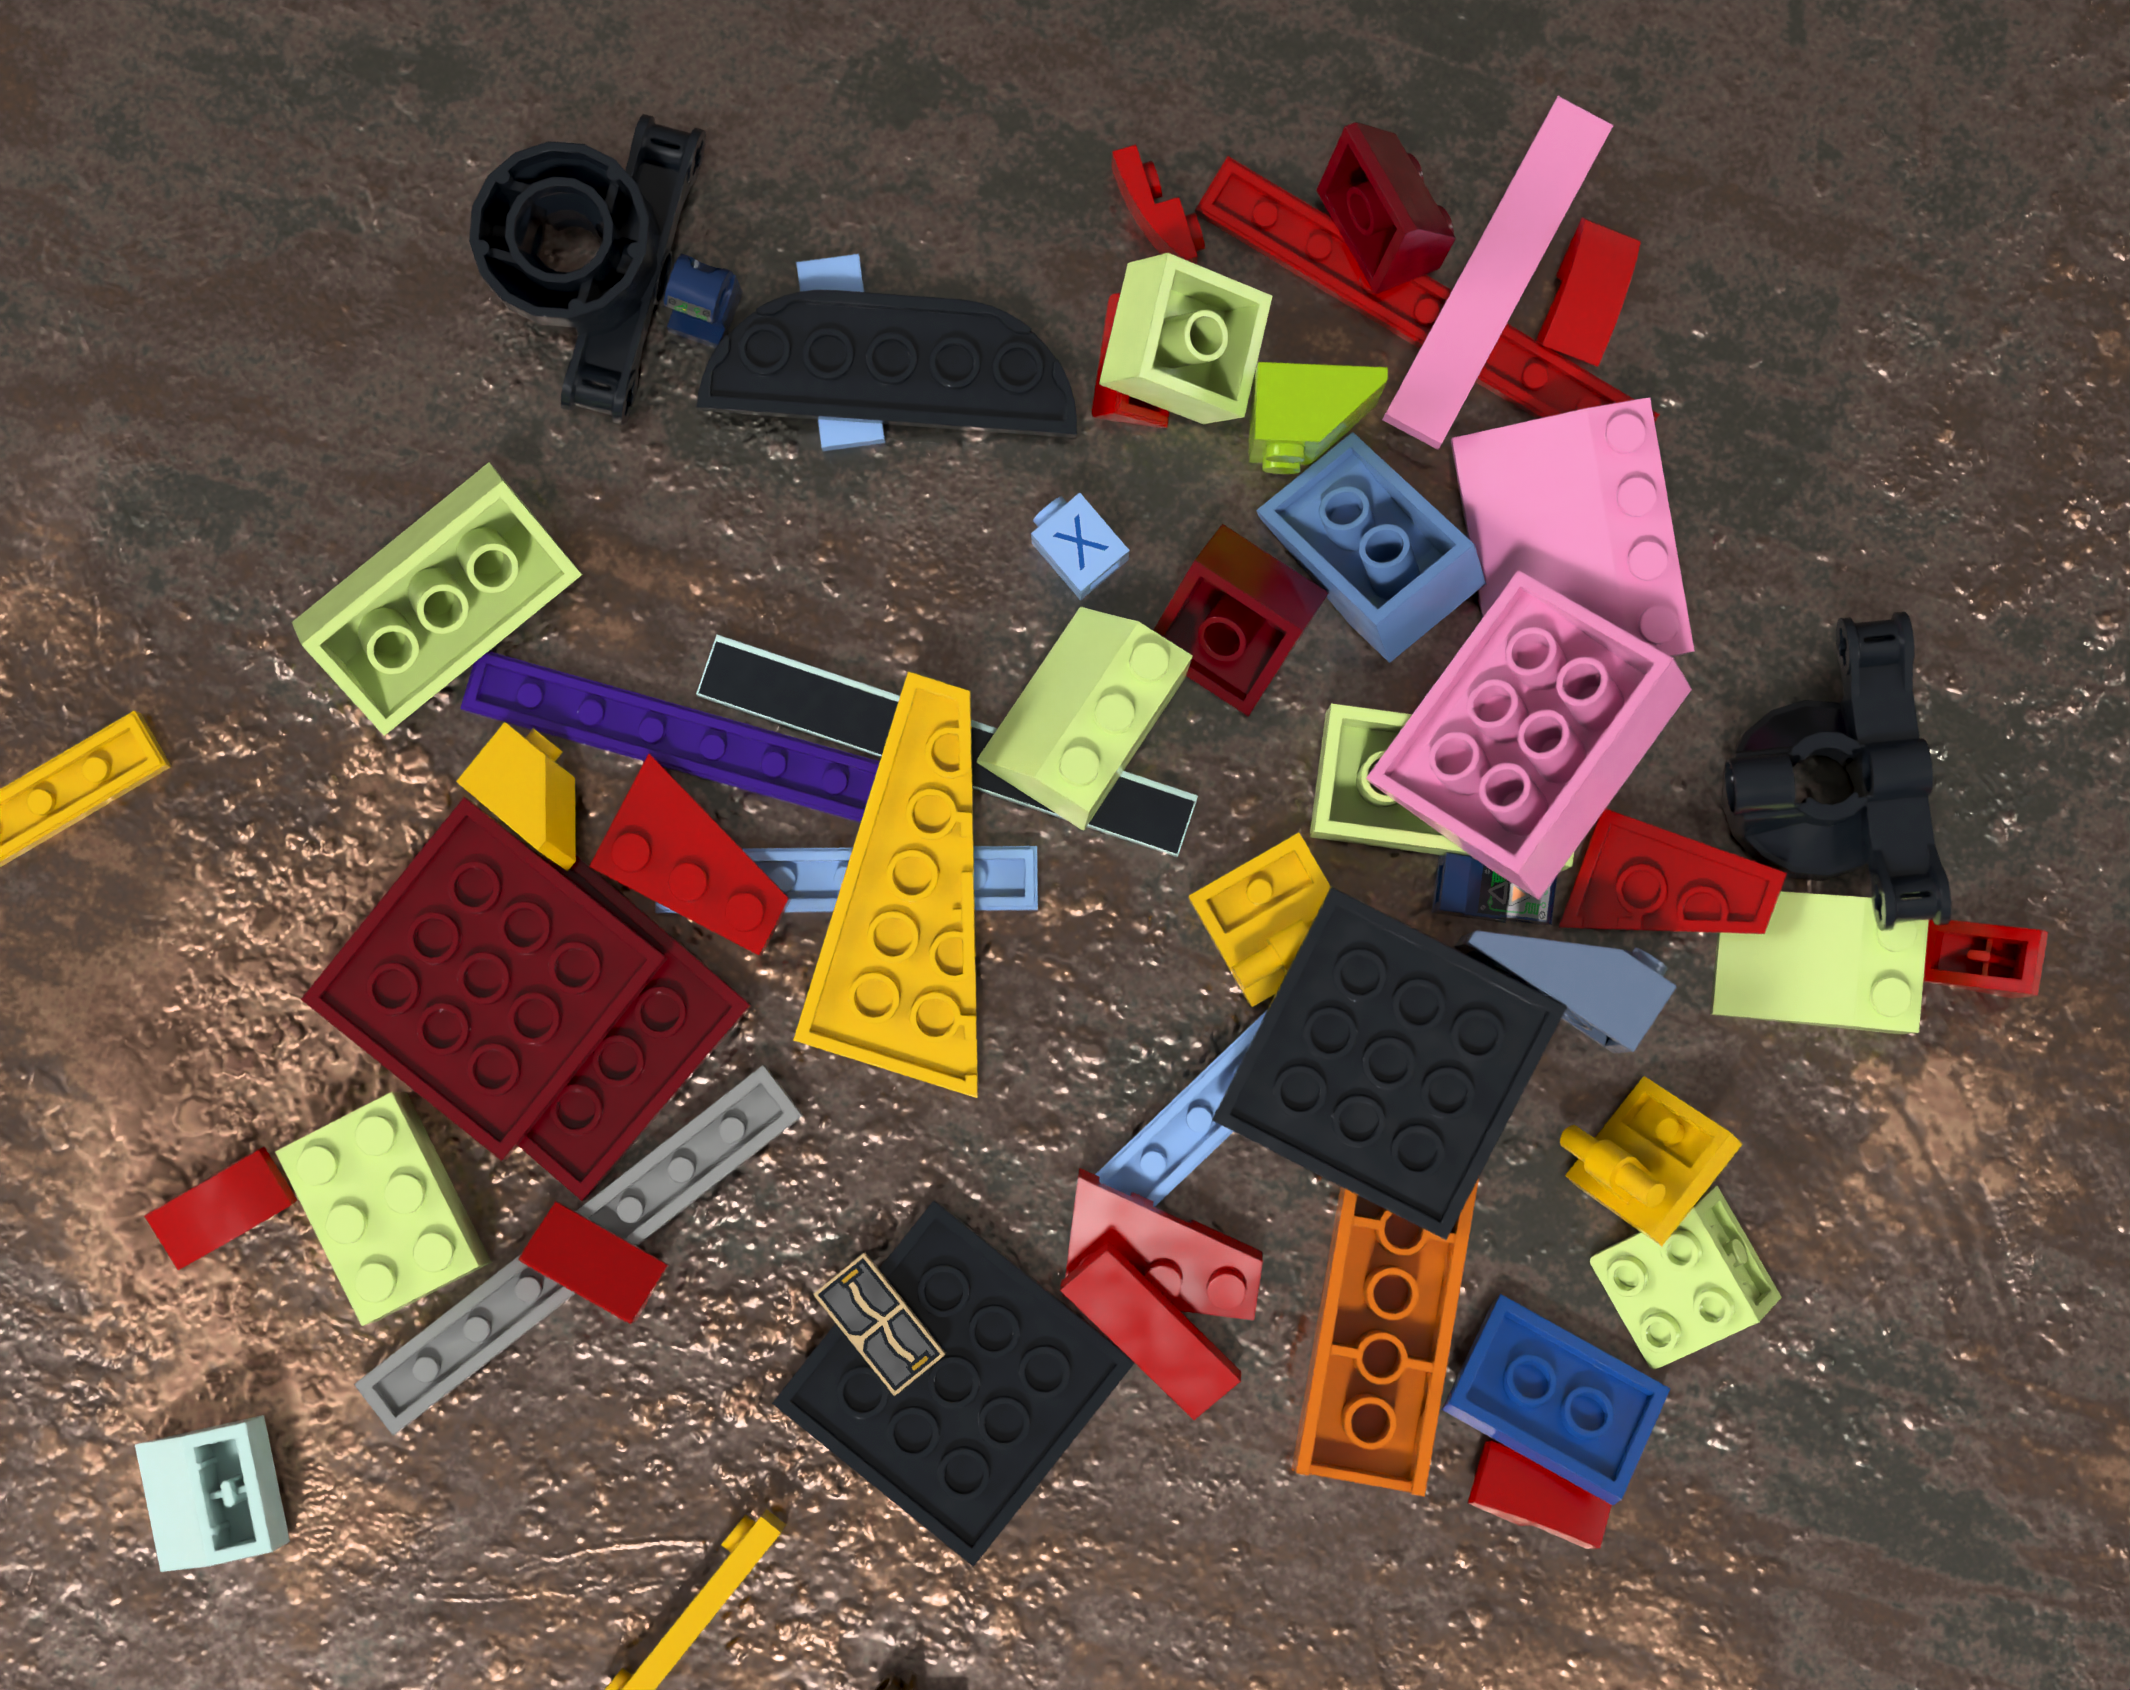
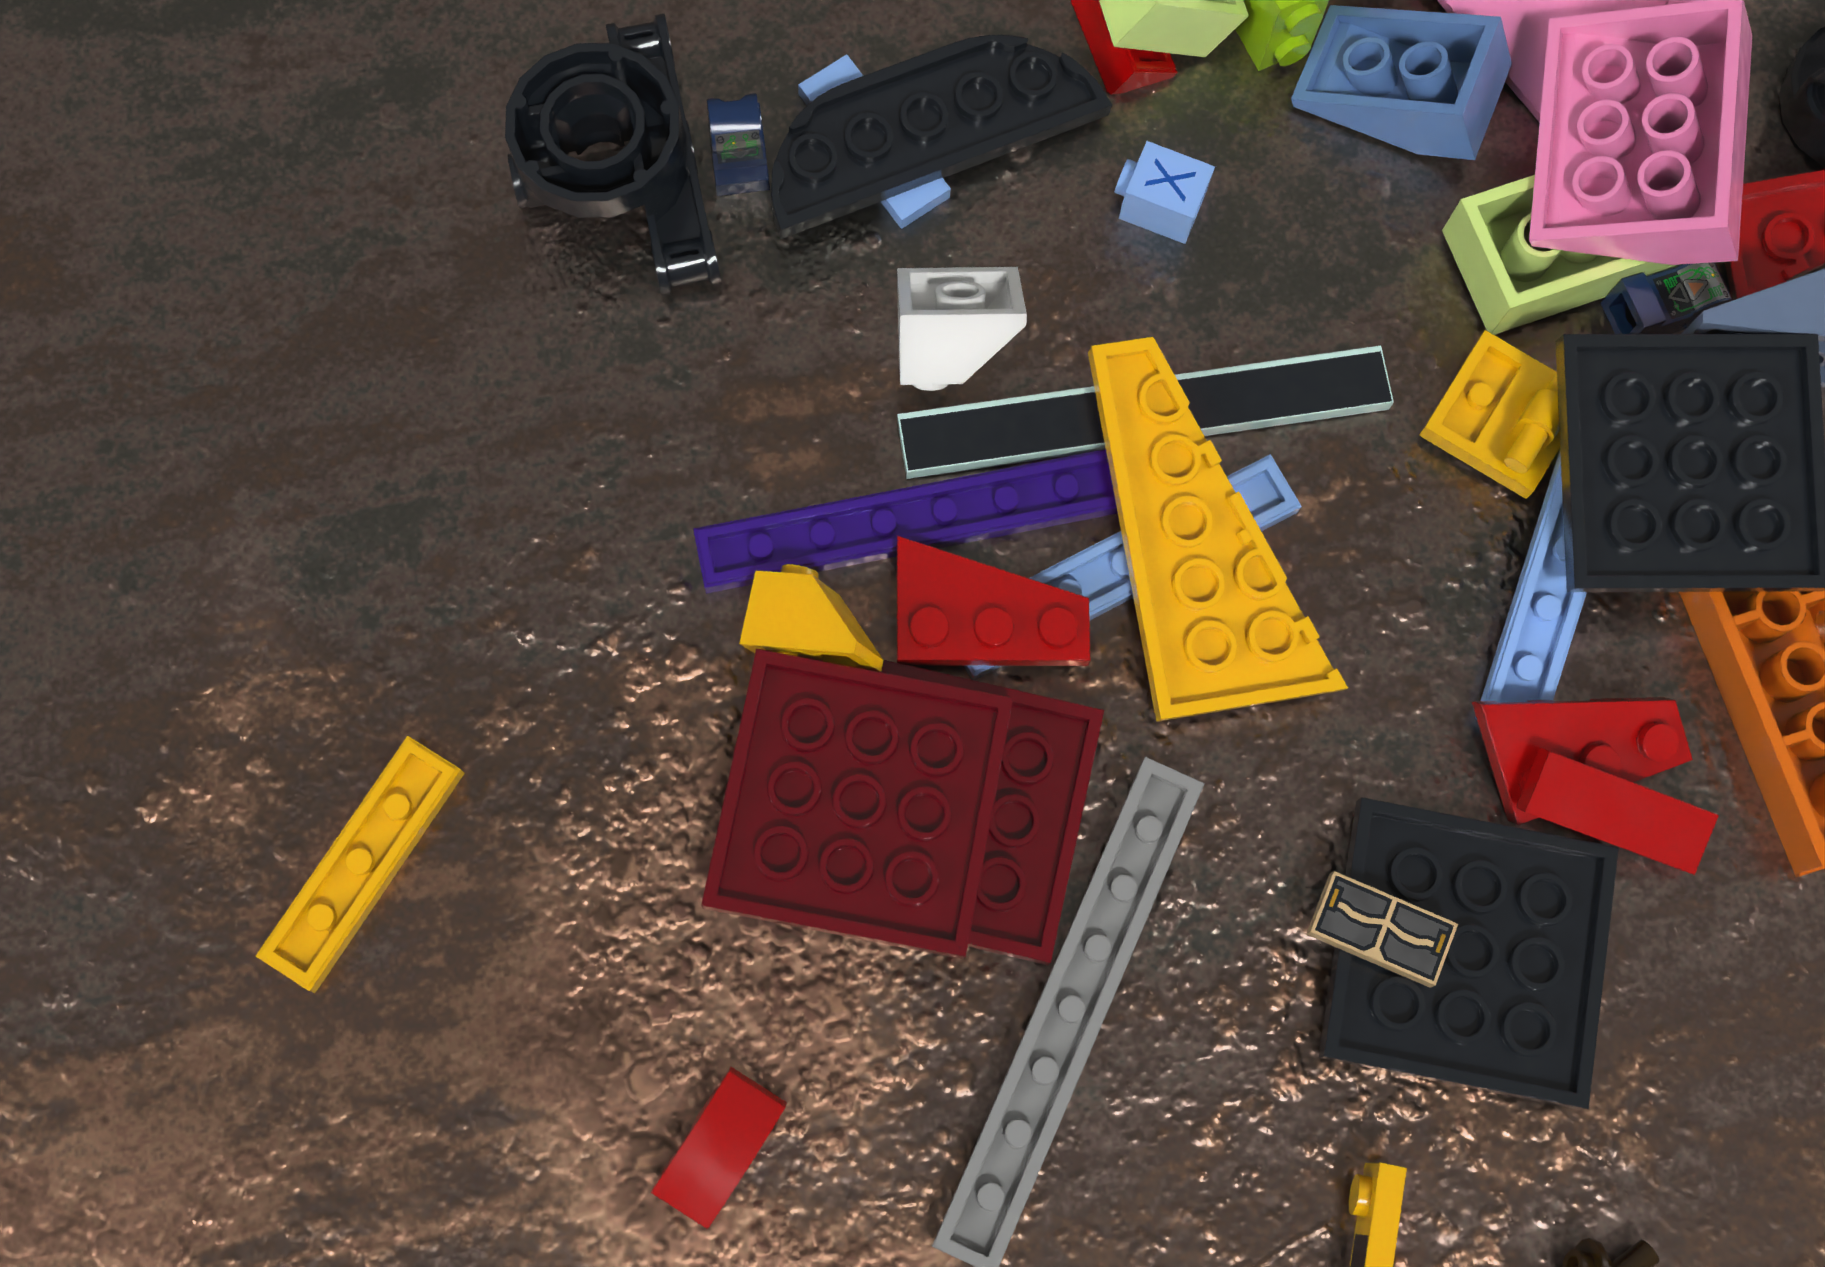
camera: 35 degrees left, 10 degrees down
(383, 1207) = (873, 1063): yellowish green brick -> none
(435, 599) = (635, 499): yellowish green slope -> none
(593, 1262) = (1096, 1009): red slope -> none
(814, 570) = (954, 321): none -> white slope
(1086, 713) = (1254, 318): yellowish green slope -> none
(1238, 617) = (1329, 189): dark red slope -> none

